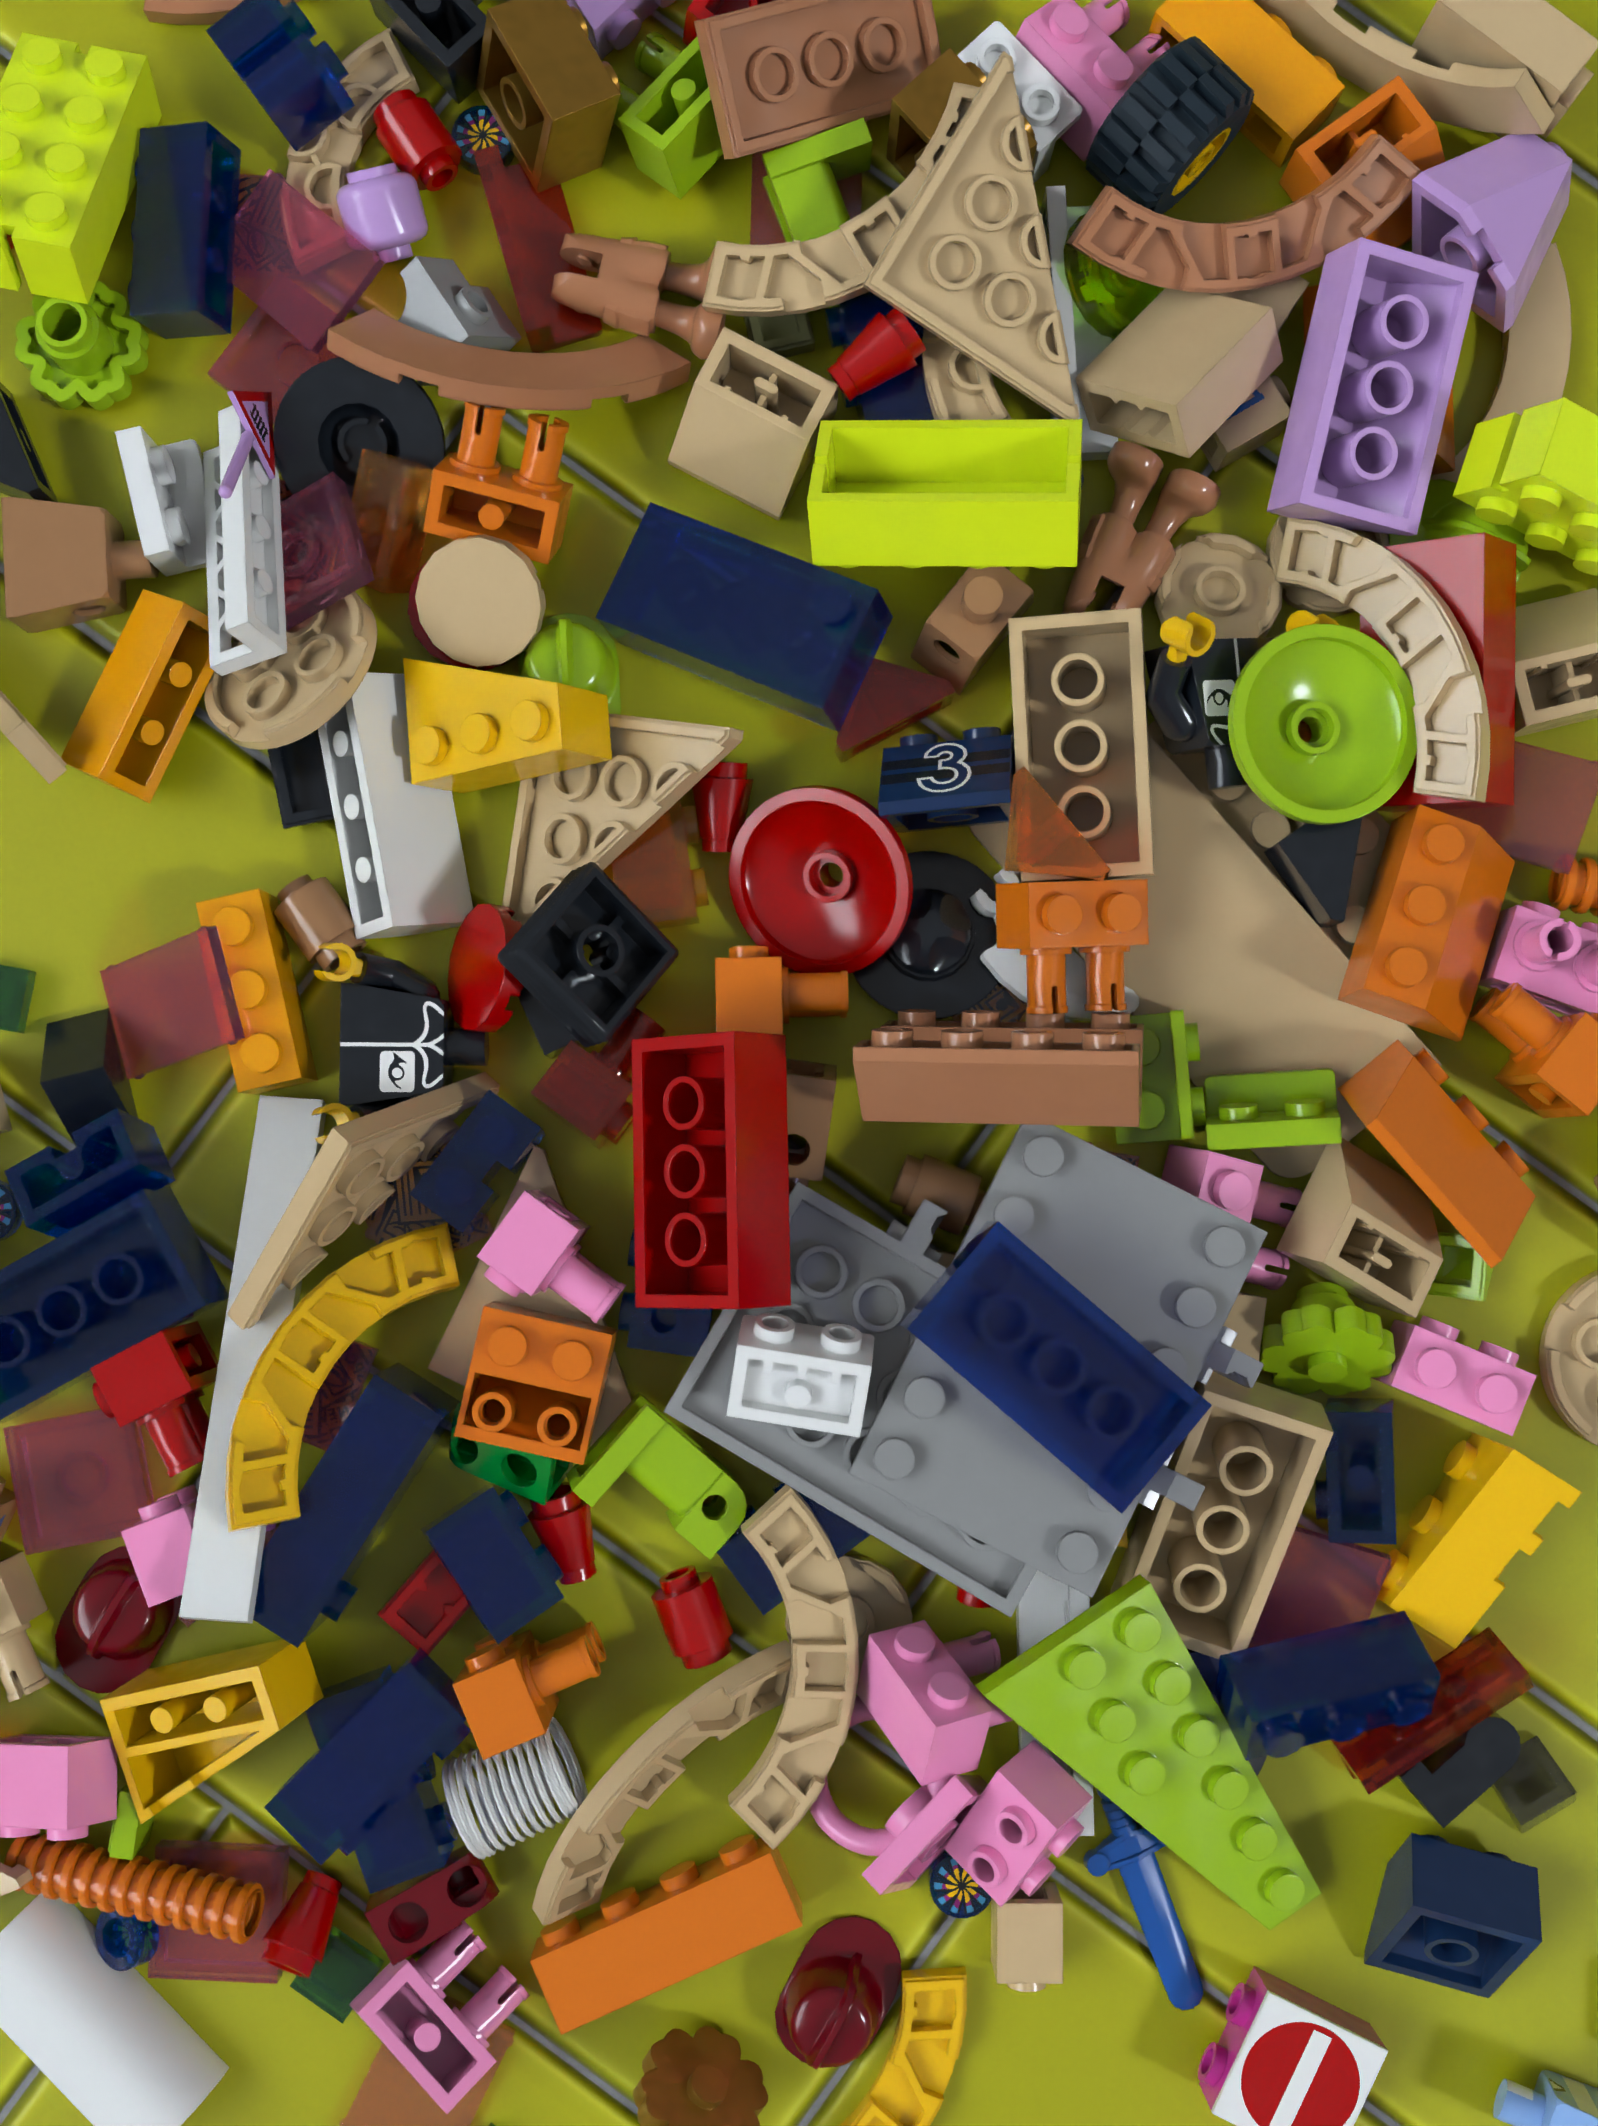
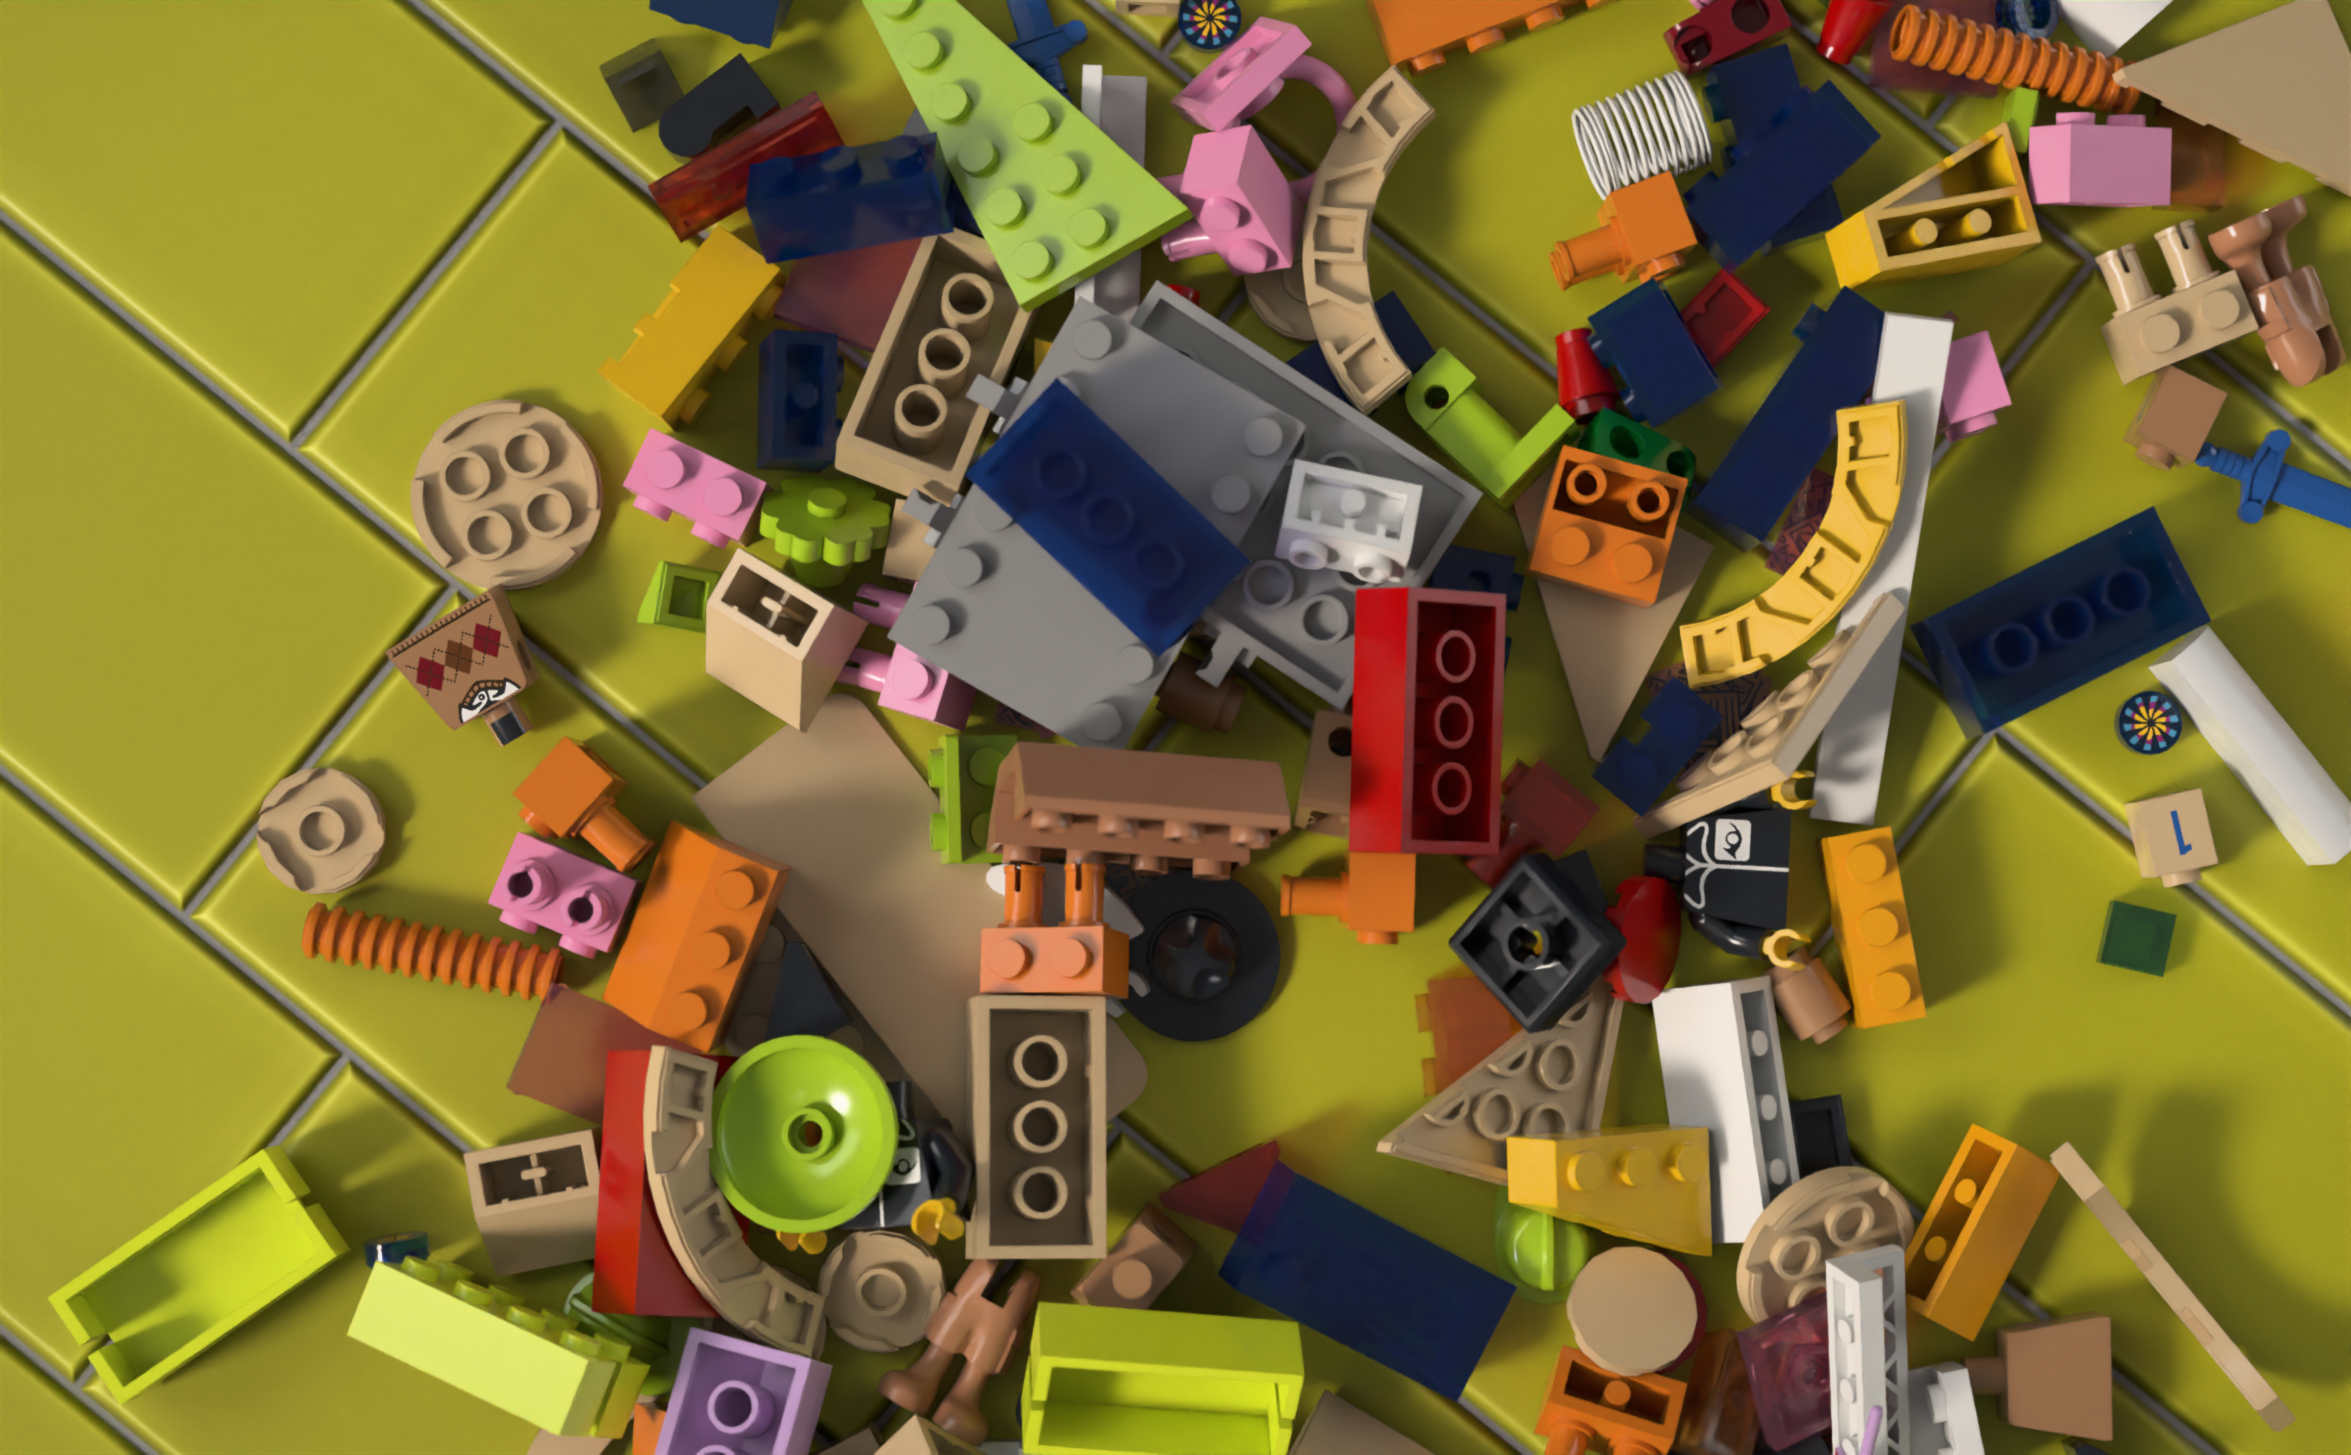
camera: 175 degrees left, 0 degrees up
(76, 1479) = (2063, 455): clear pink tile -> none
(84, 1070) = (2043, 852): black slope -> none
(108, 1627) = (2033, 311): dark red piece -> none
(111, 1163) = (2020, 757): clear blue brick -> none
(161, 1388) = (1976, 538): red brick -> none
(172, 1003) = (1955, 919): clear pink piece -> none
(540, 1250) = (1596, 653): bright pink brick -> none
(646, 1769) = (1513, 149): tan tile -> none
(693, 1617) = (1461, 290): red brick -> none
(722, 805) = (1395, 1091): red cone -> none
(792, 901) = (1326, 992): red dish -> none
(947, 782) = (1172, 1105): dark blue slope -> none
(1018, 1824) = (1154, 78): bright pink brick -> none
(1044, 838) = (1083, 1035): clear orange slope -> none
(1272, 1109) = (863, 759): lime bracket -> none
(1442, 1147) = (702, 712): orange slope -> none

